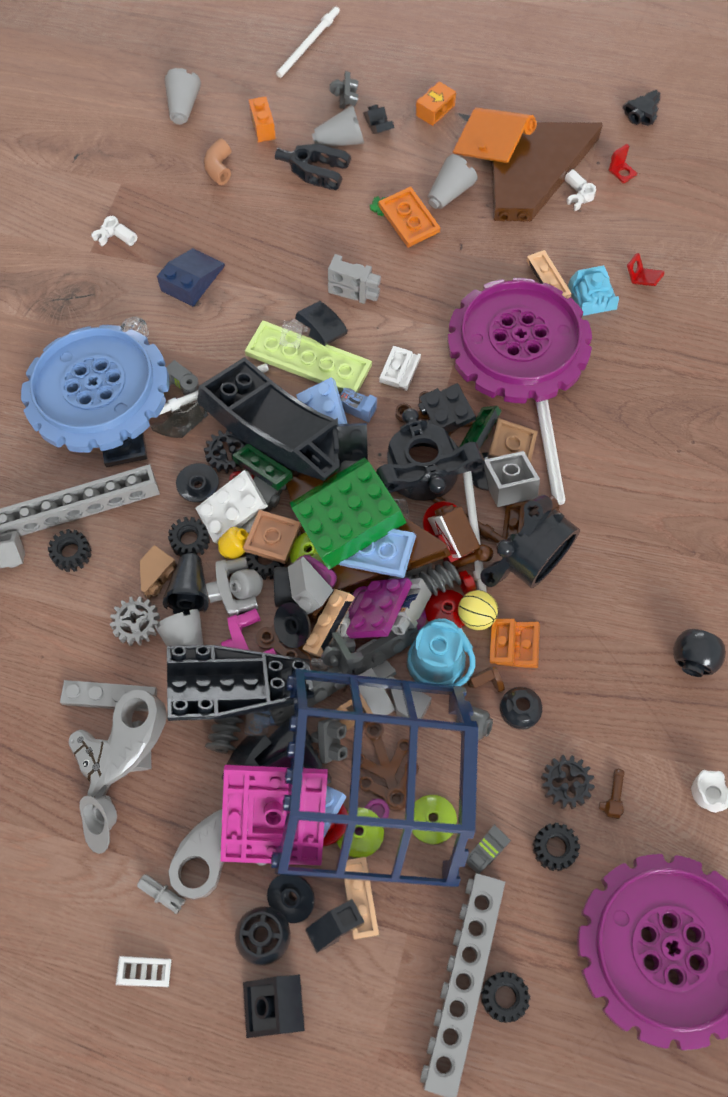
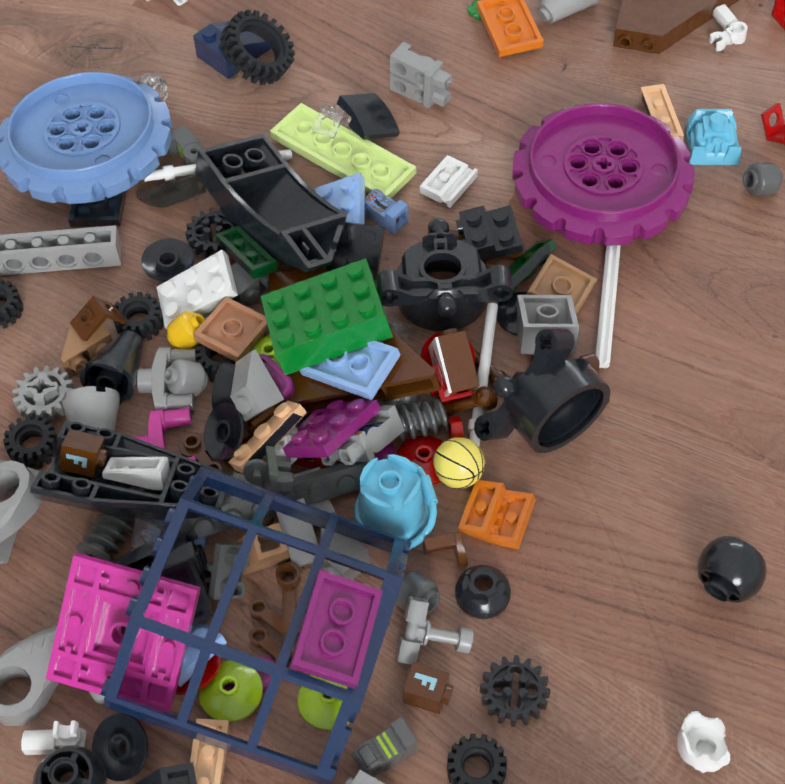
camera: 15 degrees right, 10 degrees down
(138, 651) = (25, 430): none -> black tyre
(158, 549) = (93, 316): none -> reddish brown bracket
(192, 672) = (82, 453): none -> reddish brown brick
(202, 289) = (243, 60): none -> black tyre
(235, 905) = (45, 741): none -> white bar
(246, 675) = (138, 471): none -> white slope
(444, 782) = (336, 629): none -> magenta plate
(489, 753) = (420, 631): none -> light grey bar
(504, 795) = (427, 688): none -> reddish brown brick
(614, 807) = (567, 735): reddish brown piece -> none
(640, 320) = (762, 179): none -> dark grey head

